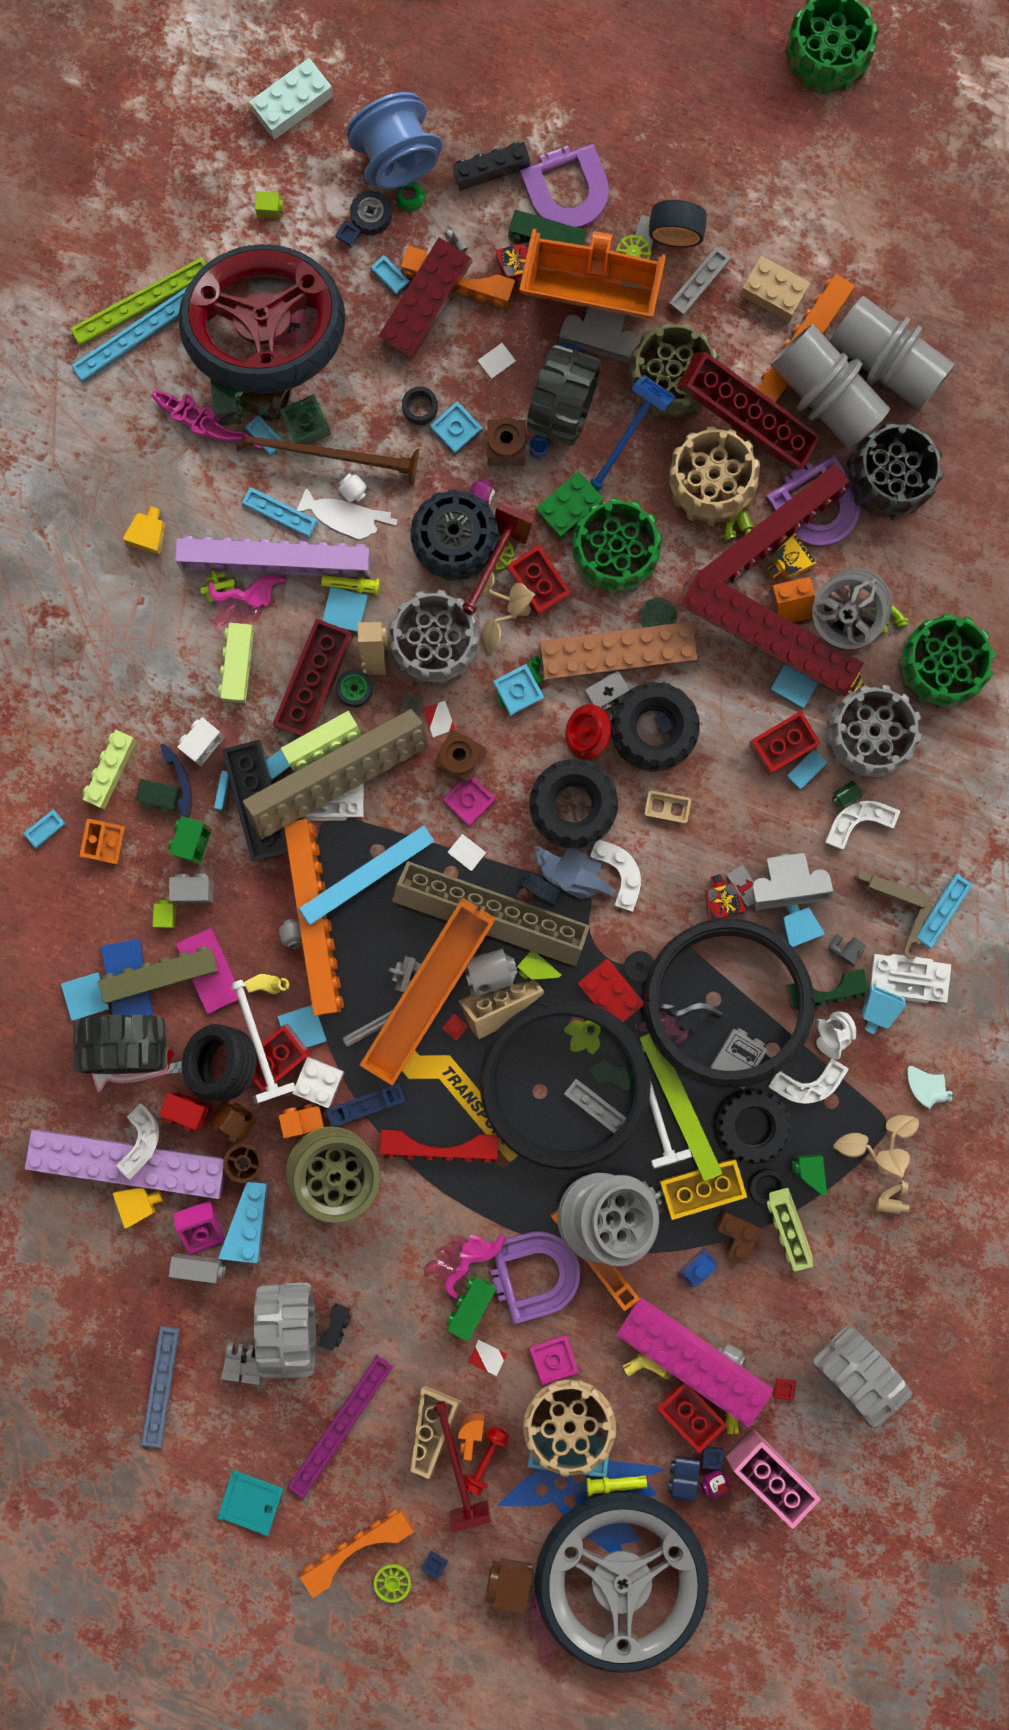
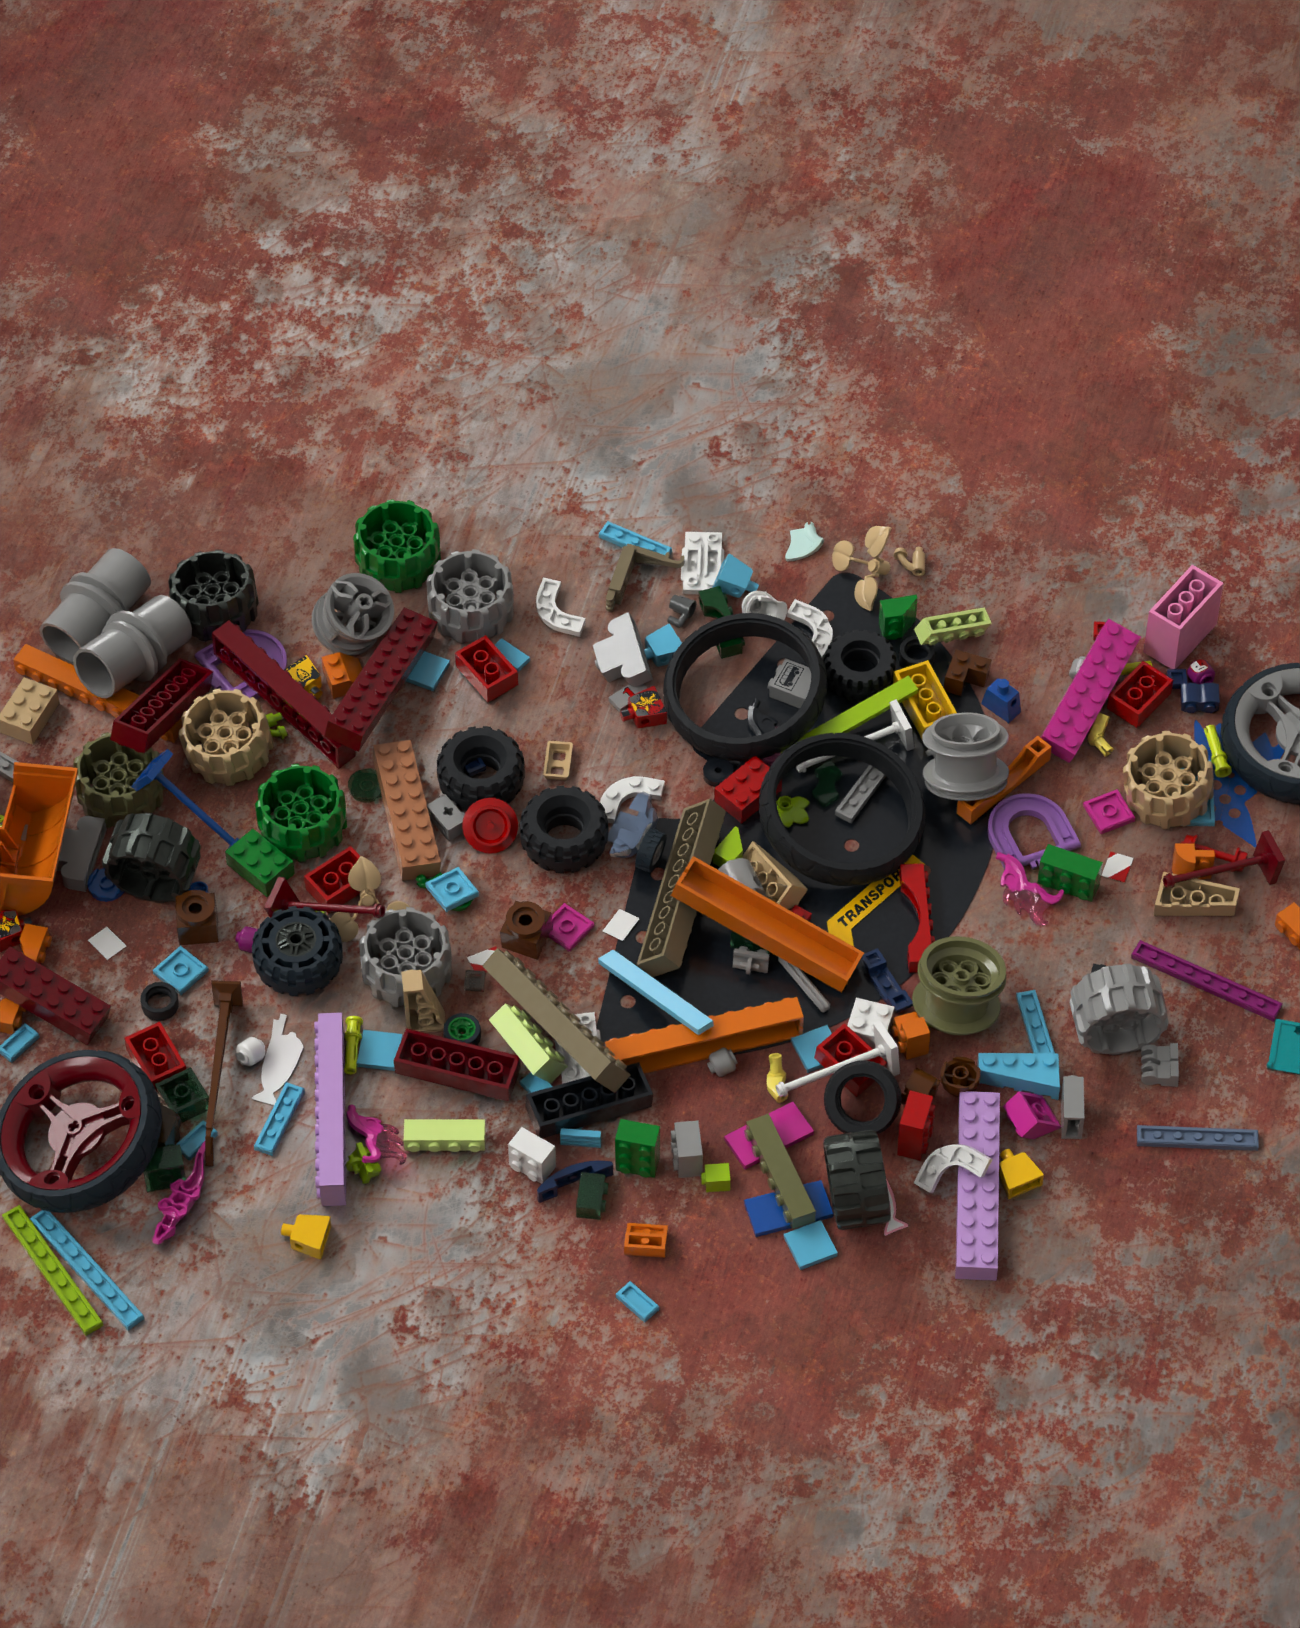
camera: 95 degrees left, 30 degrees down
(110, 769) = (568, 1241): yellowish green brick -> none
(305, 1246) = (1034, 1022): none -> medium azure tile
(351, 398) = (154, 1053): none -> red brick
(846, 795) = (531, 620): dark green brick -> none
(862, 1377) = (1078, 555): light grey wheel -> none

